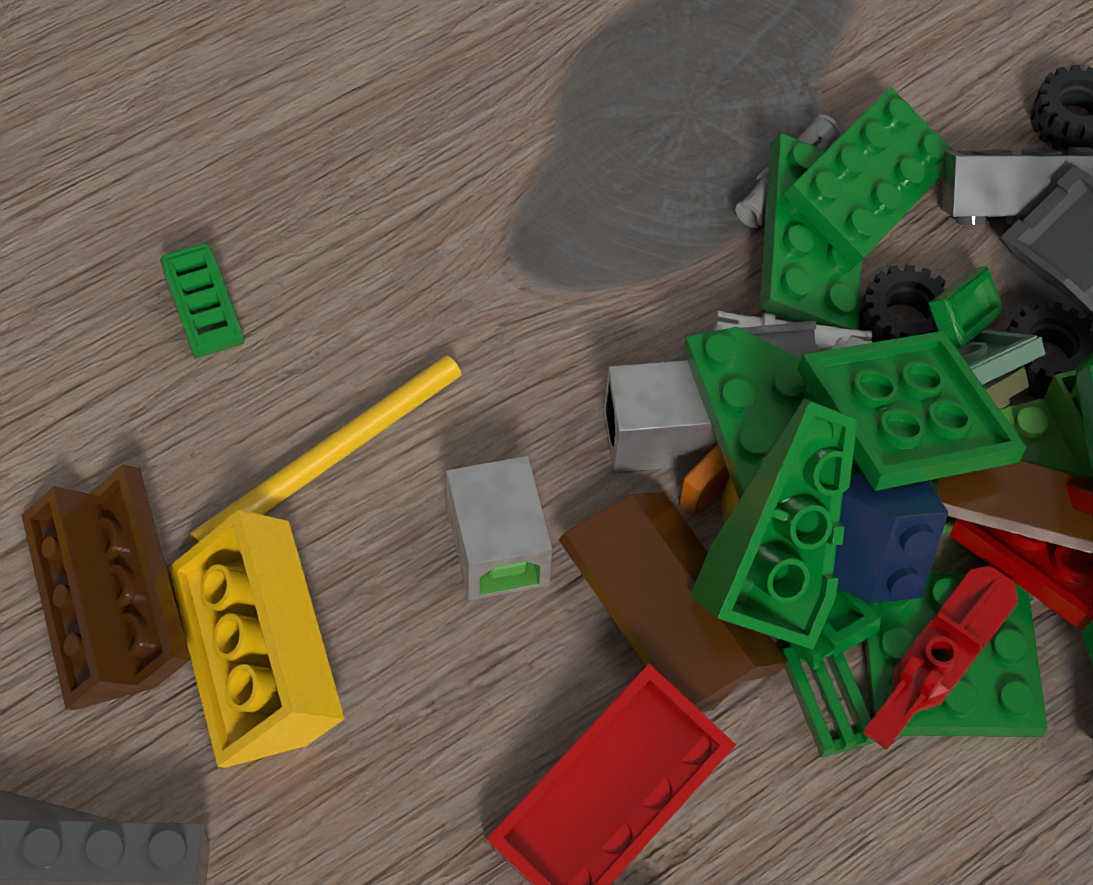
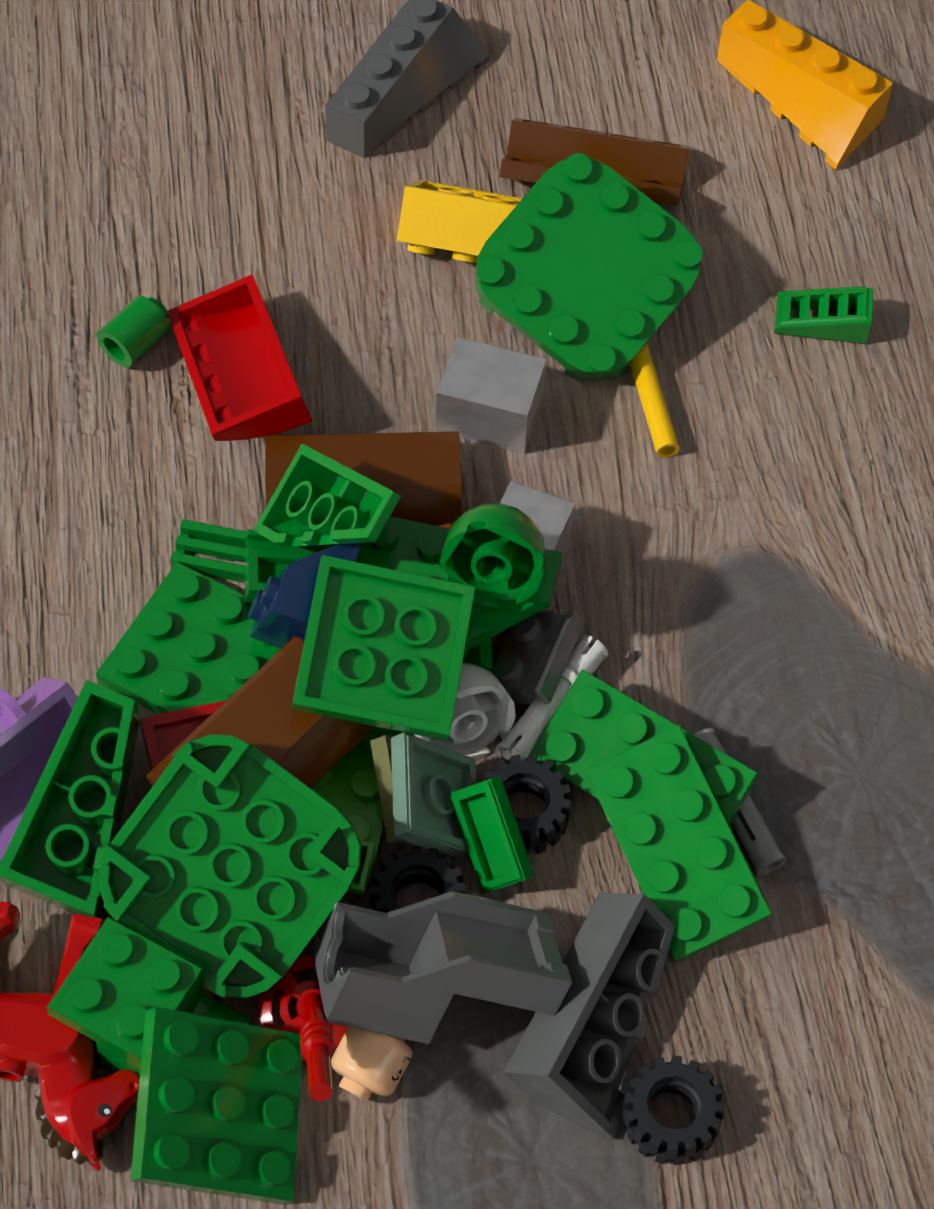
camera: 120 degrees right, 0 degrees up
(296, 493) = (587, 268): none -> green plate
(754, 352) = (496, 553): none -> green cylinder
(959, 630) = (204, 645): red piece -> none

